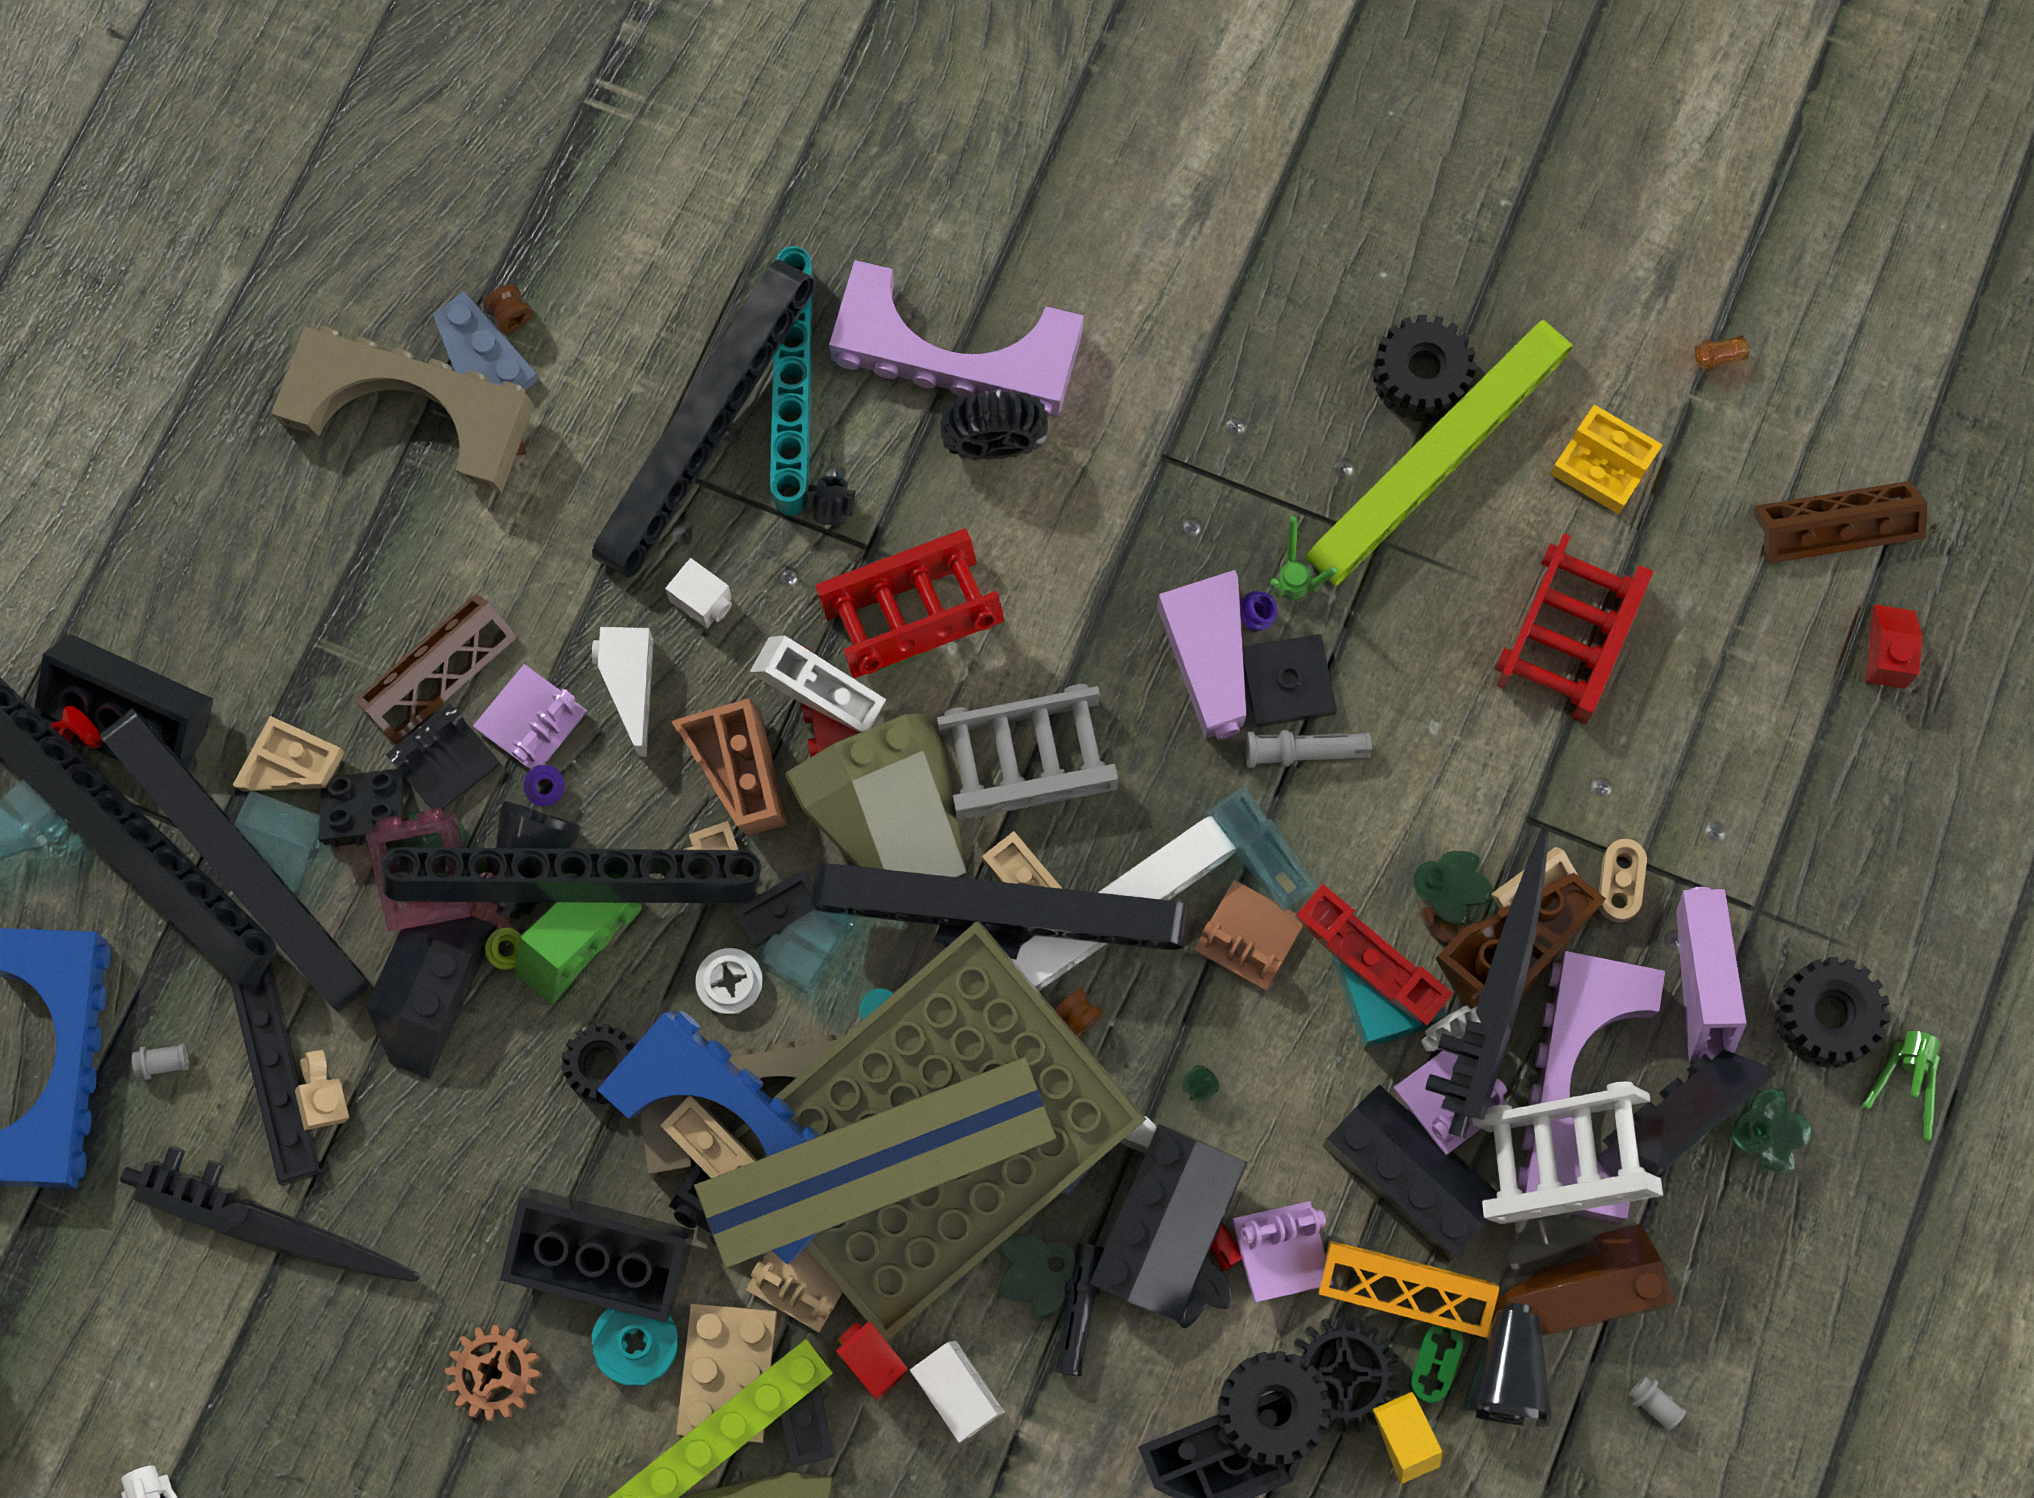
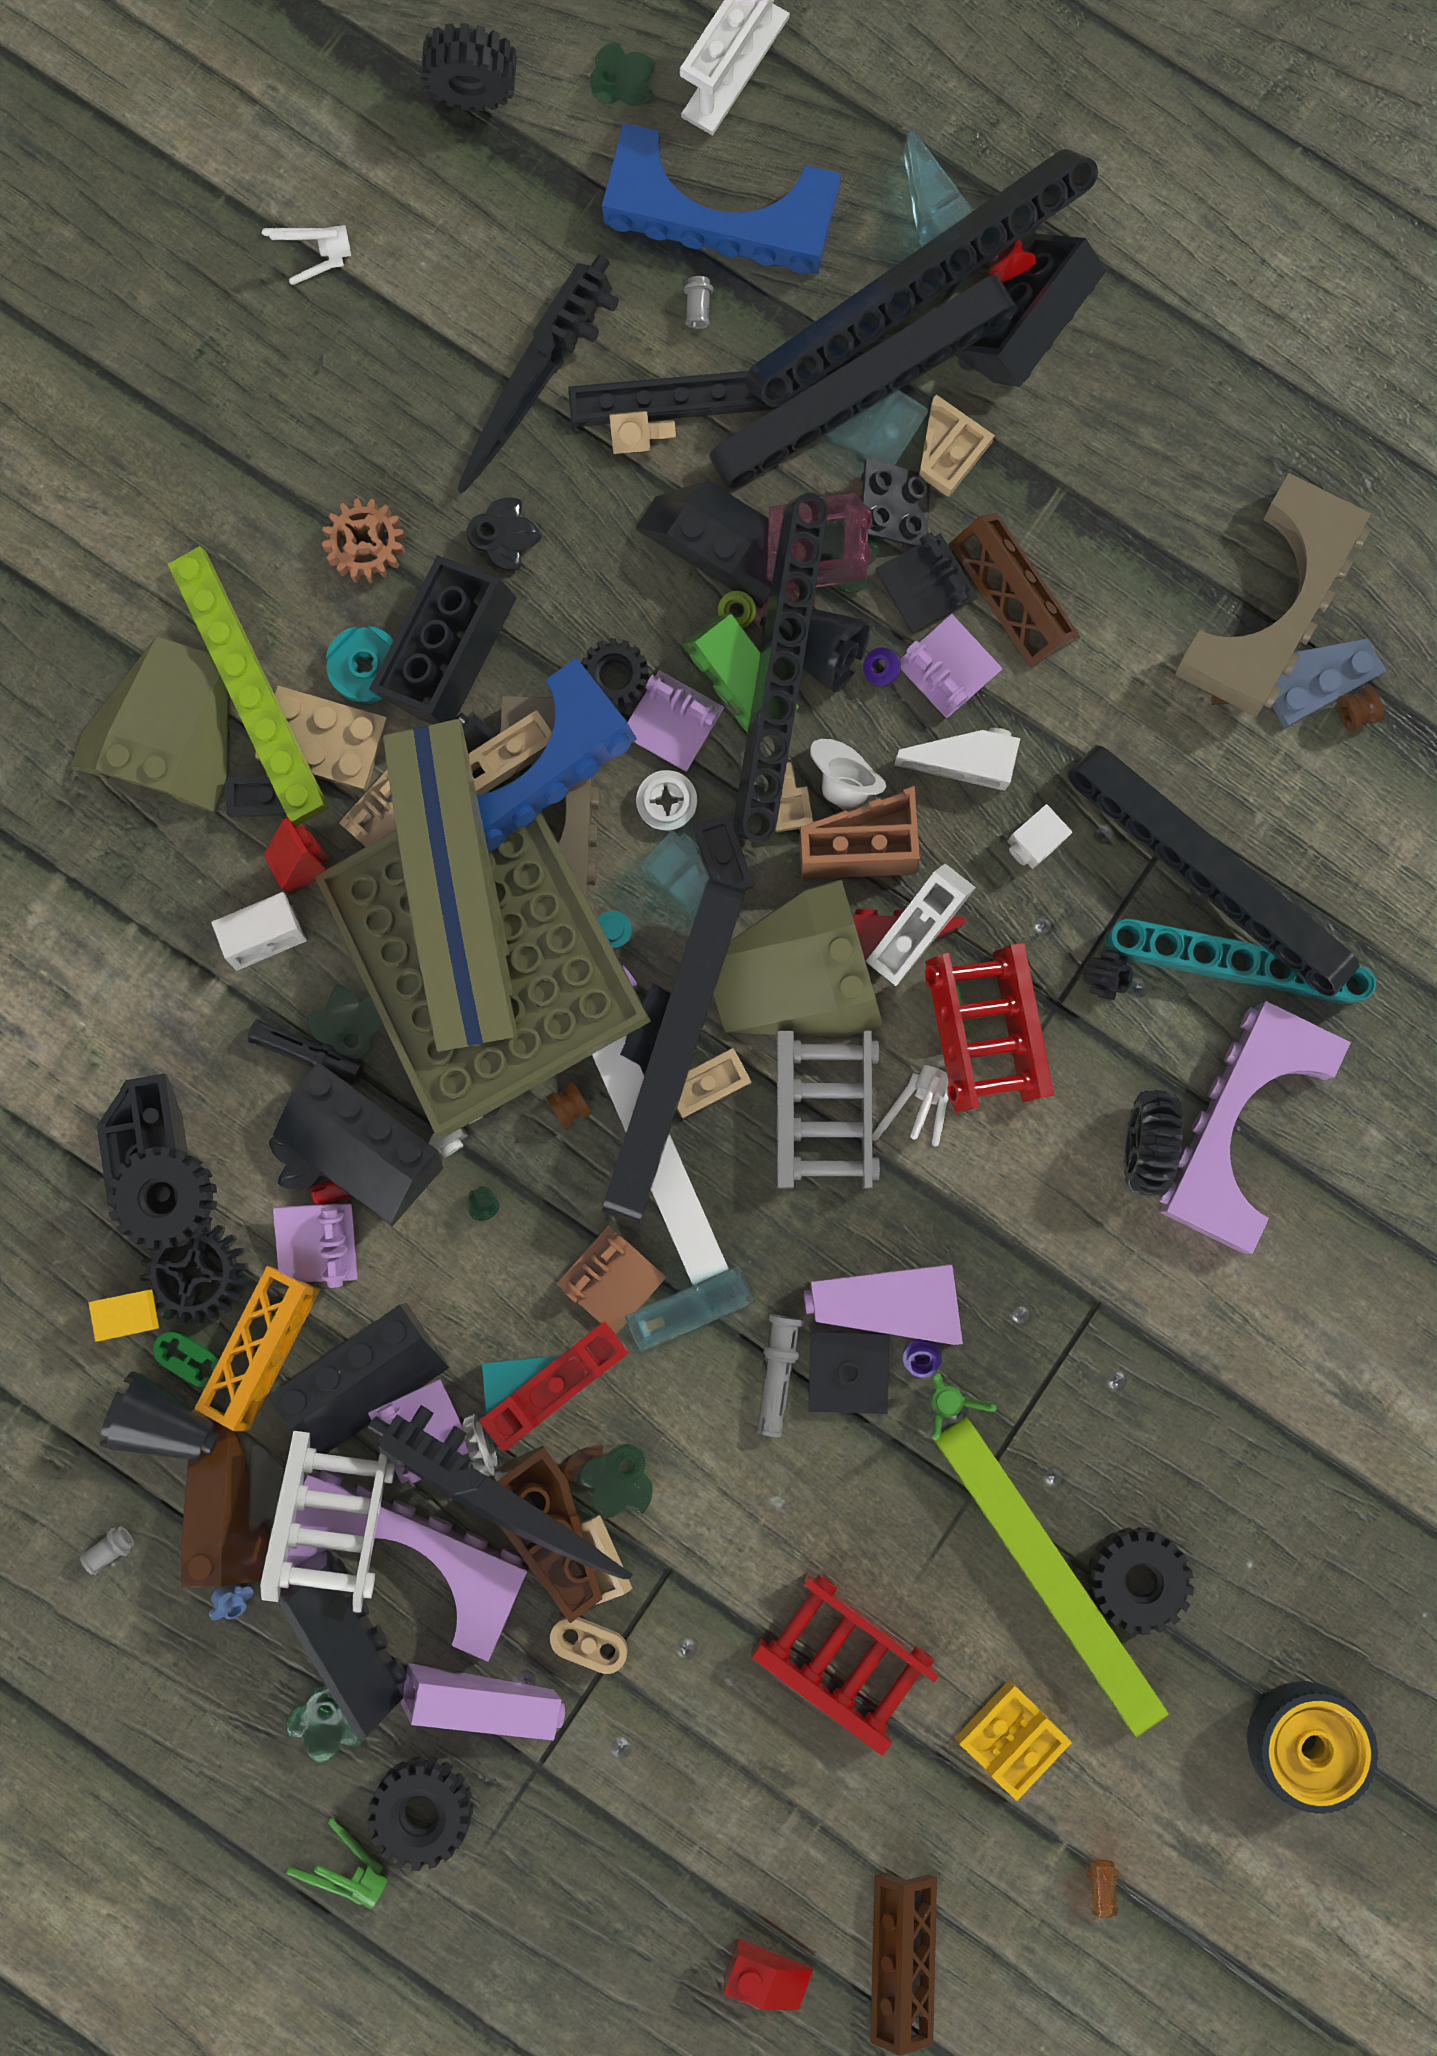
camera: 100 degrees right, 10 degrees up
(455, 1214) = (509, 533): none -> black plate
(637, 989) = (673, 720): none -> lavender hinge
(670, 797) = (846, 775): none -> white piece
(982, 651) = (930, 1088): none -> white plant
(1547, 161) = (1336, 1767): none -> yellow wheel
(1676, 1256) = (229, 1601): none -> medium blue plate

